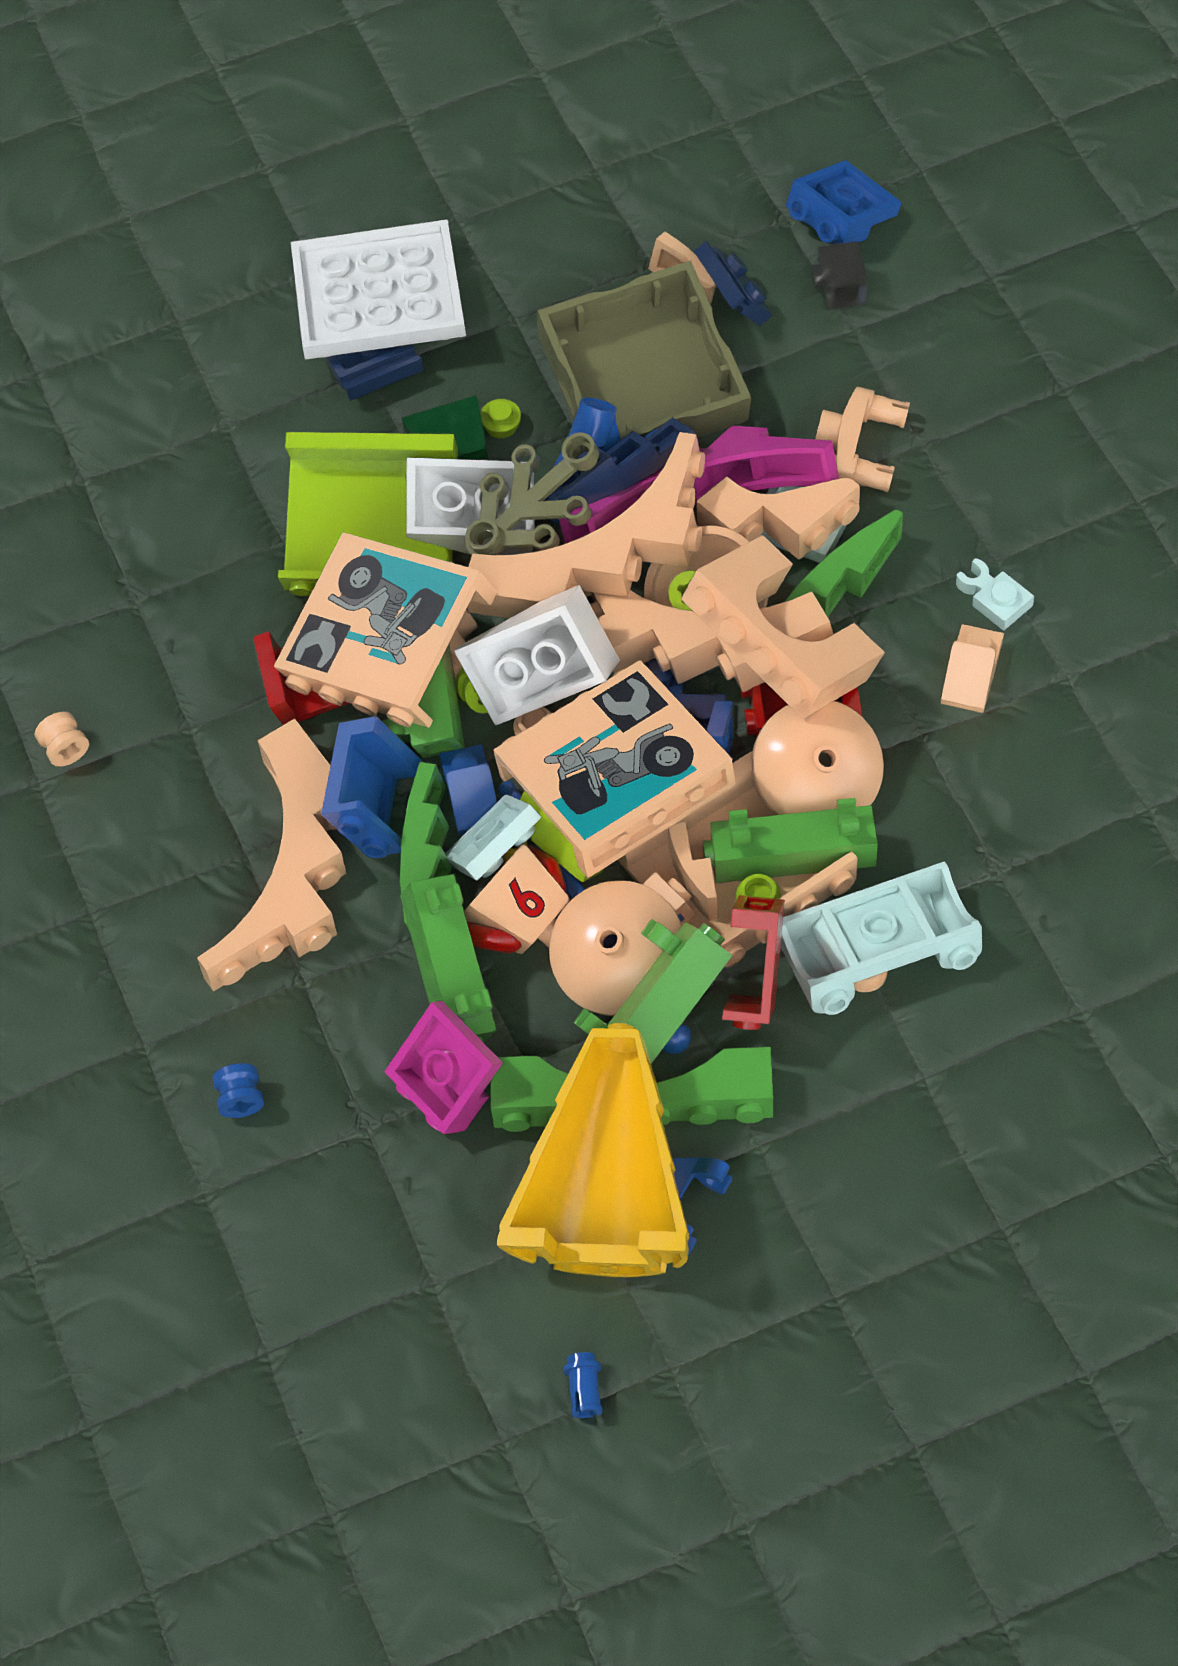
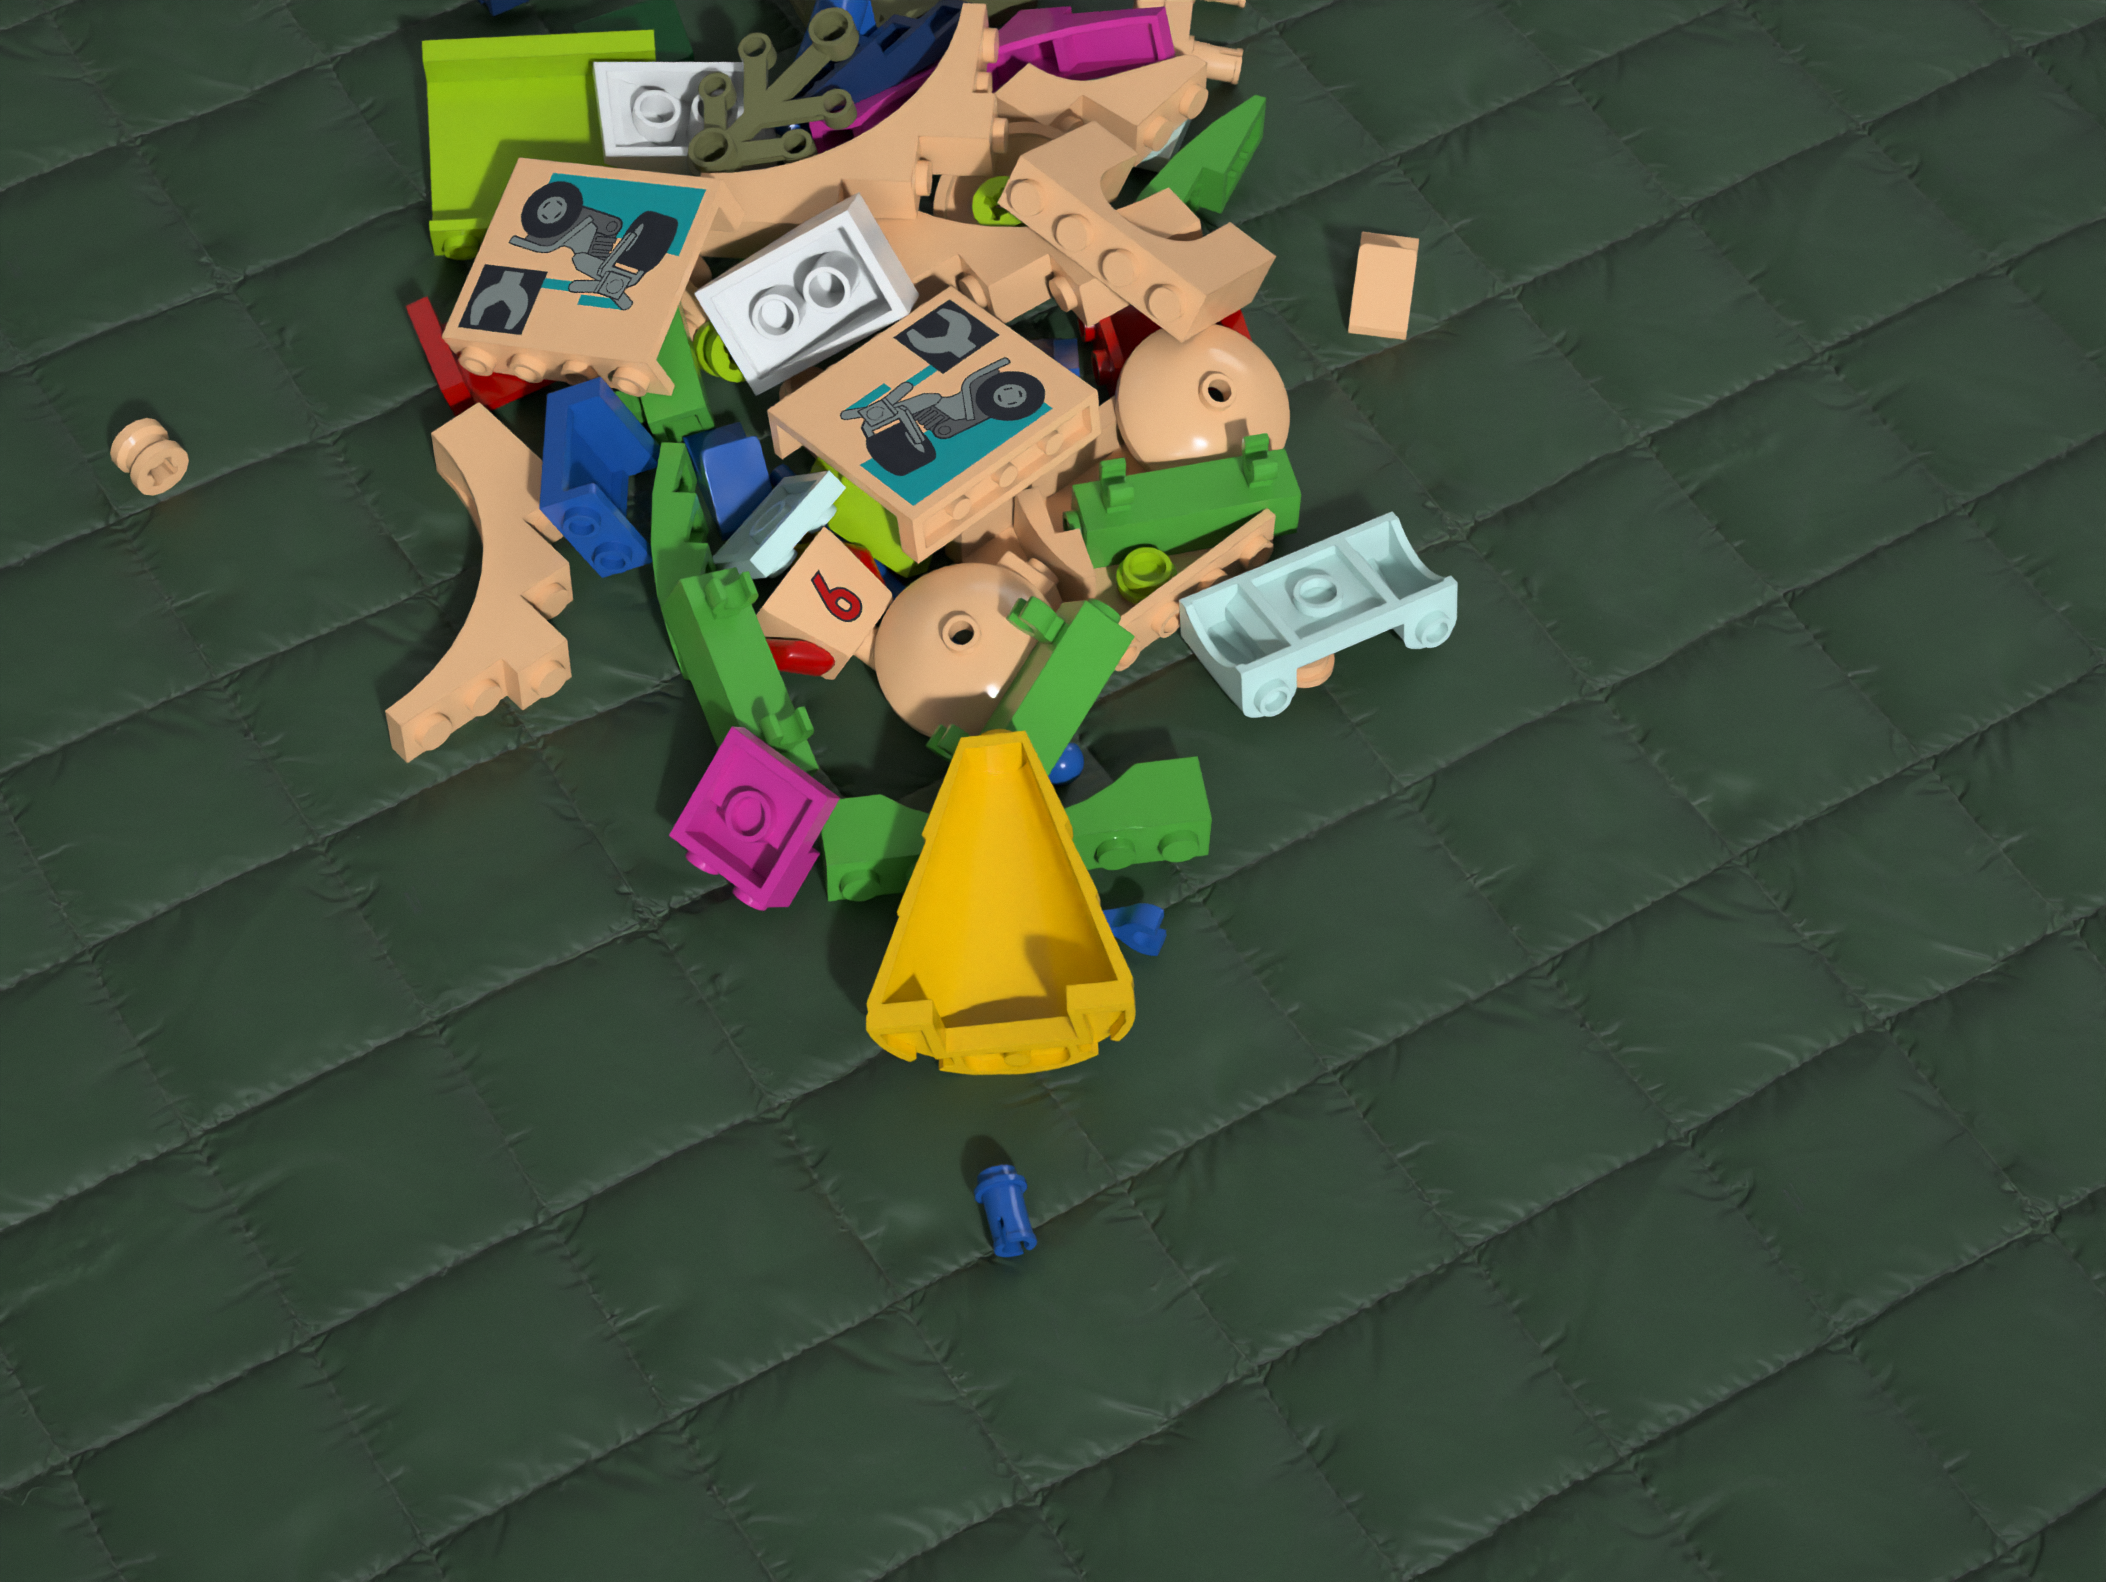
camera: 15 degrees left, 5 degrees down
(238, 1090) = (464, 879): blue wheel -> none
(500, 418) = (706, 25): lime plate -> none
(766, 915) = (1183, 582): panel -> none
(996, 598) = (1399, 199): light aqua plate -> none

